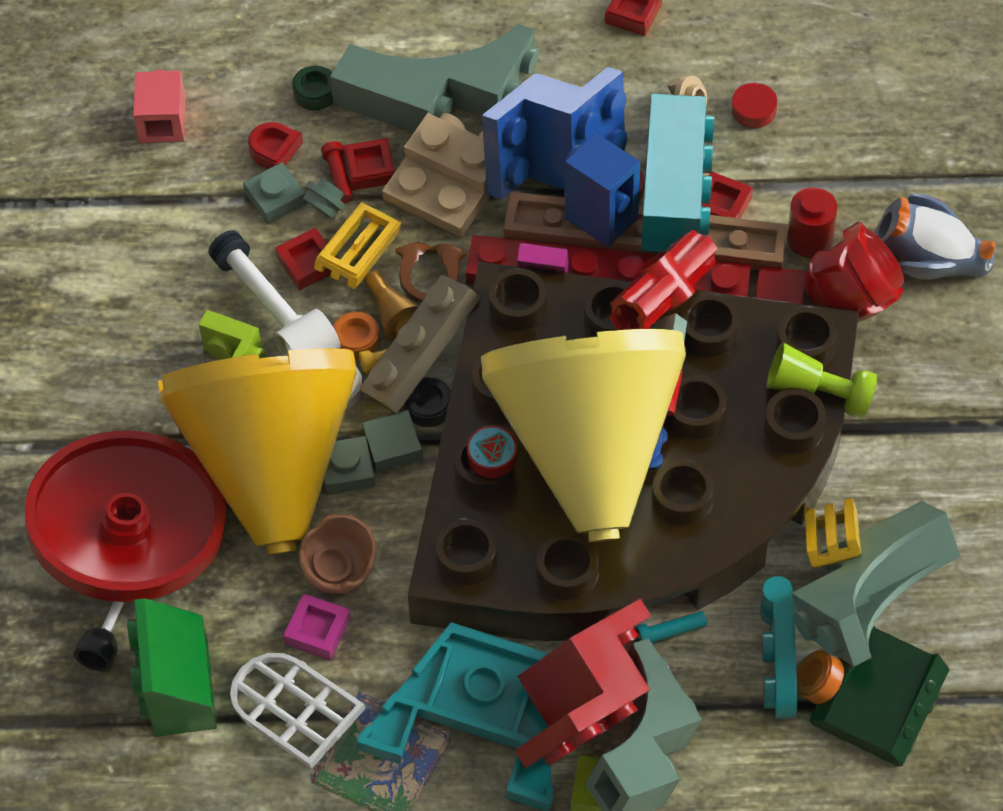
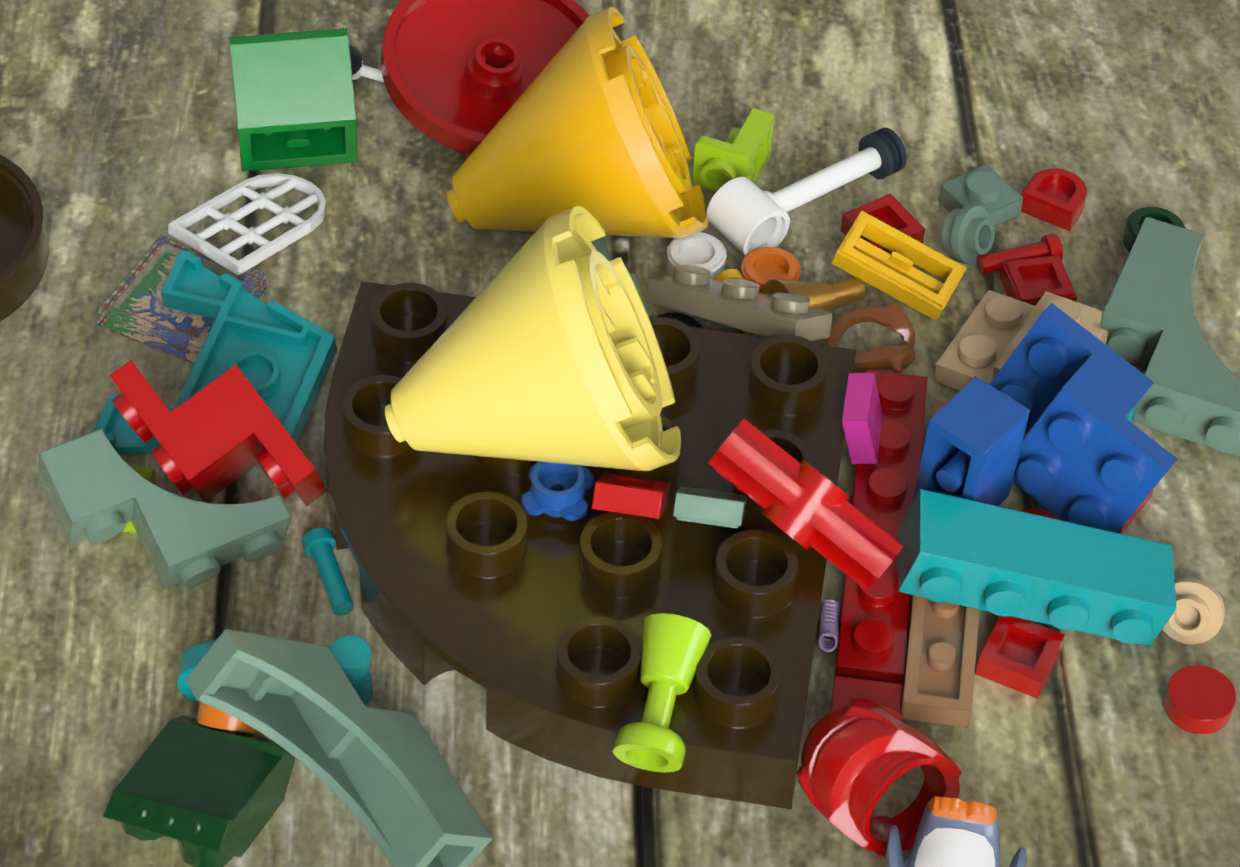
camera: 85 degrees right, 10 degrees down
(159, 106) = (1092, 85): coral brick -> none
(317, 627) = (358, 243): dark pink tile -> none
(337, 554) = (440, 245): nougat hair -> none
(811, 221) = (980, 738): red brick -> none
(829, 522) = (439, 724): yellow tile -> none

